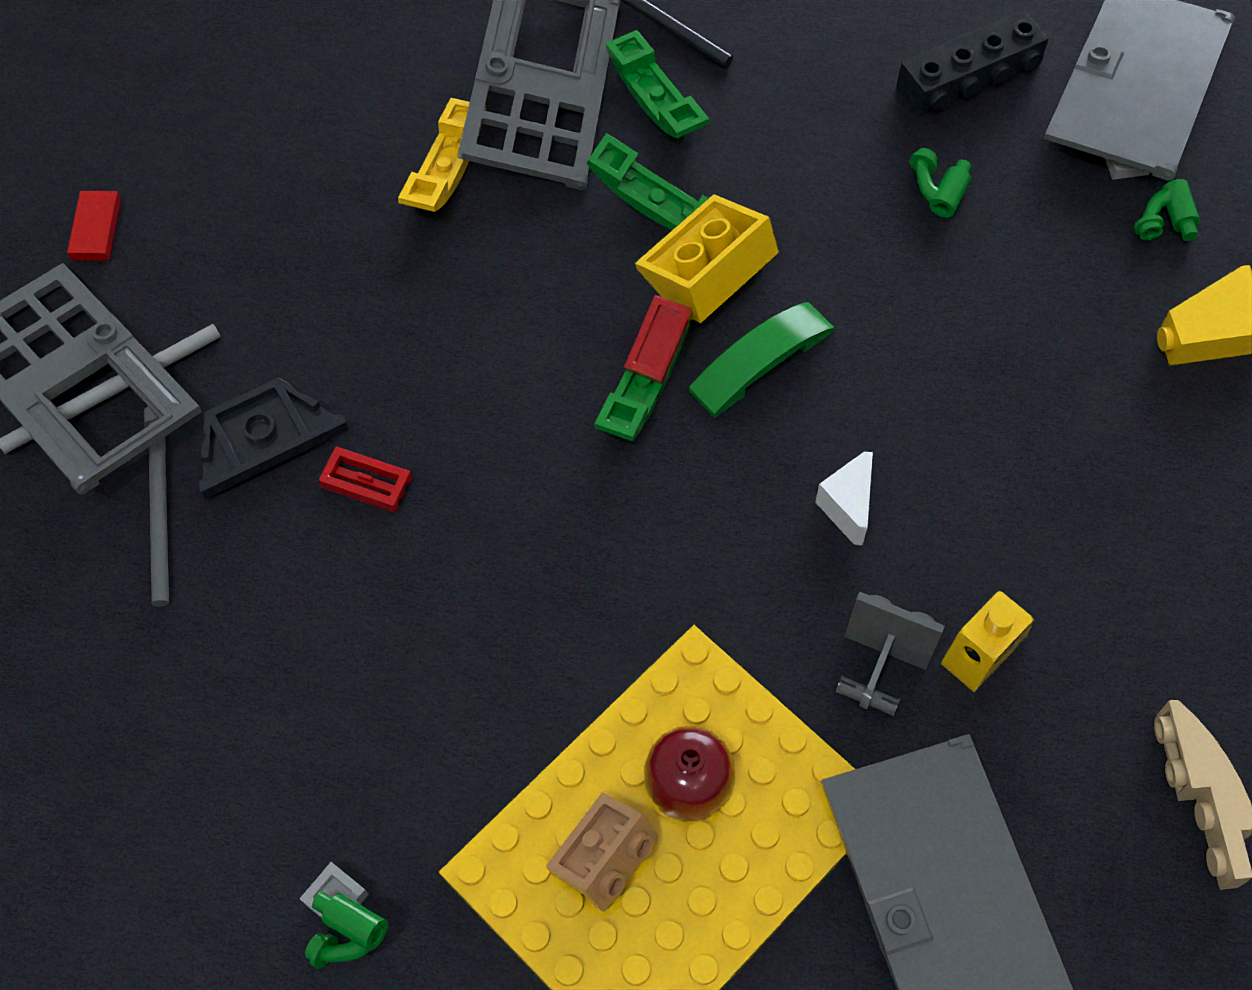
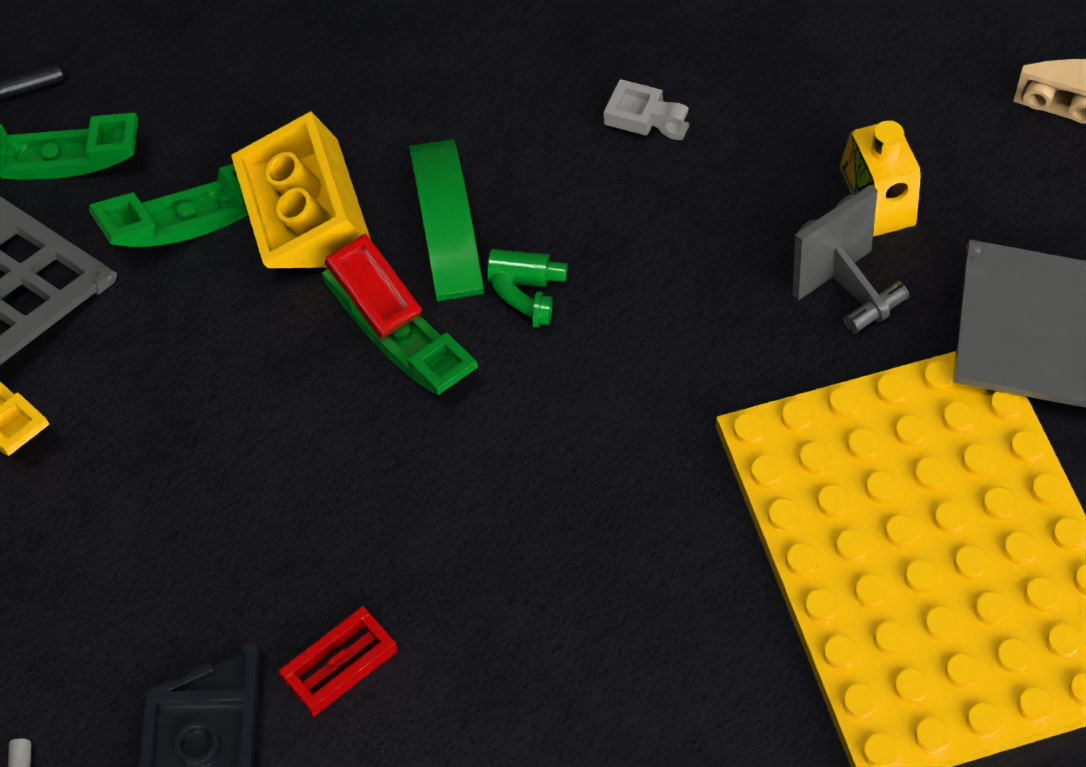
camera: 60 degrees left, 5 degrees down
(603, 851) = (930, 603): medium nougat bracket -> none
(689, 791) = (887, 487): dark red cylinder -> none
(740, 421) = (514, 268): none -> green plant
(846, 497) = (662, 215): white slope -> none
(943, 434) = (641, 107): none -> light grey plate

